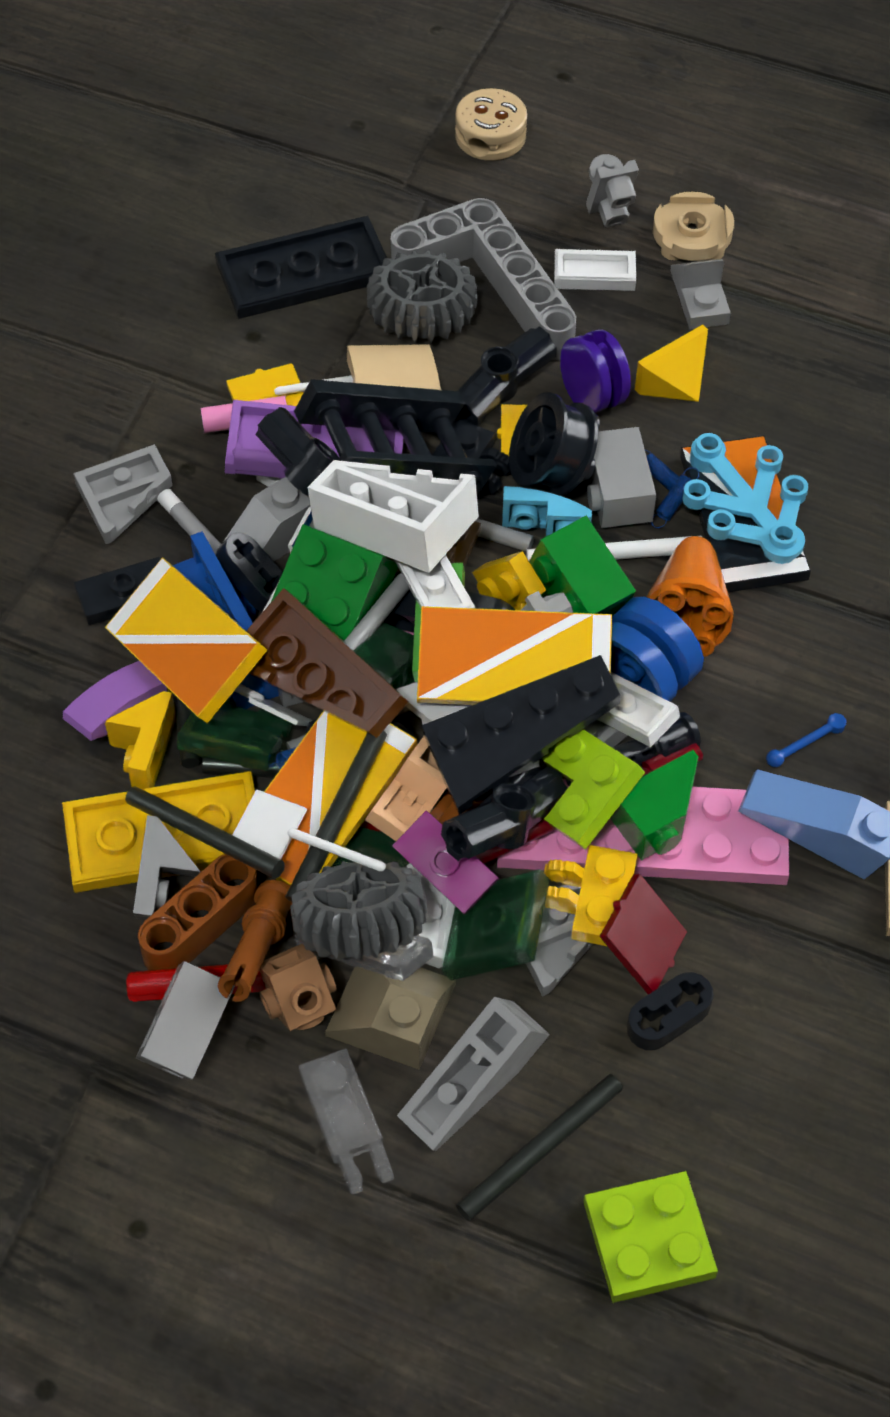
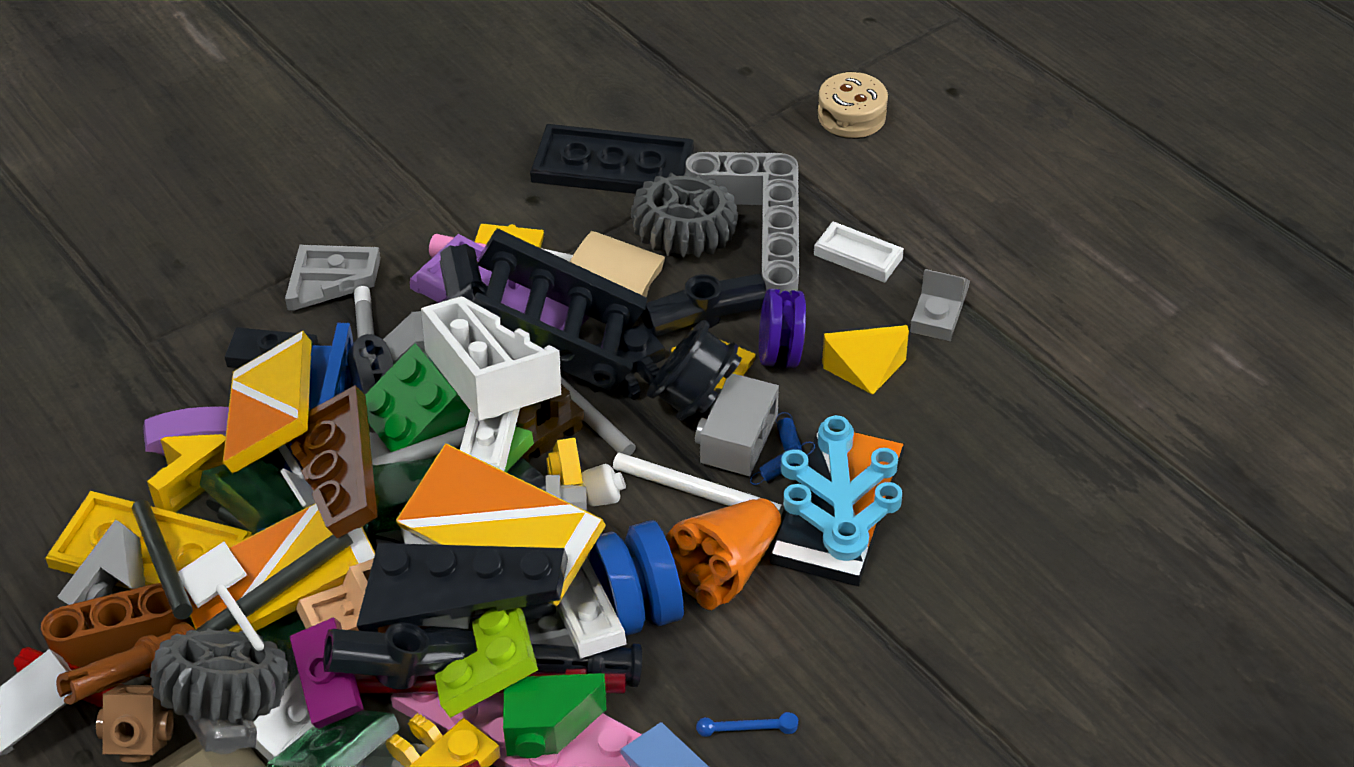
camera: 30 degrees right, 10 degrees down
(539, 509) = (663, 437): medium azure slope -> none
(582, 568) = (619, 479): green brick -> none
(611, 188) = (912, 188): light grey hips -> none
(679, 241) = (979, 265): tan plate -> none

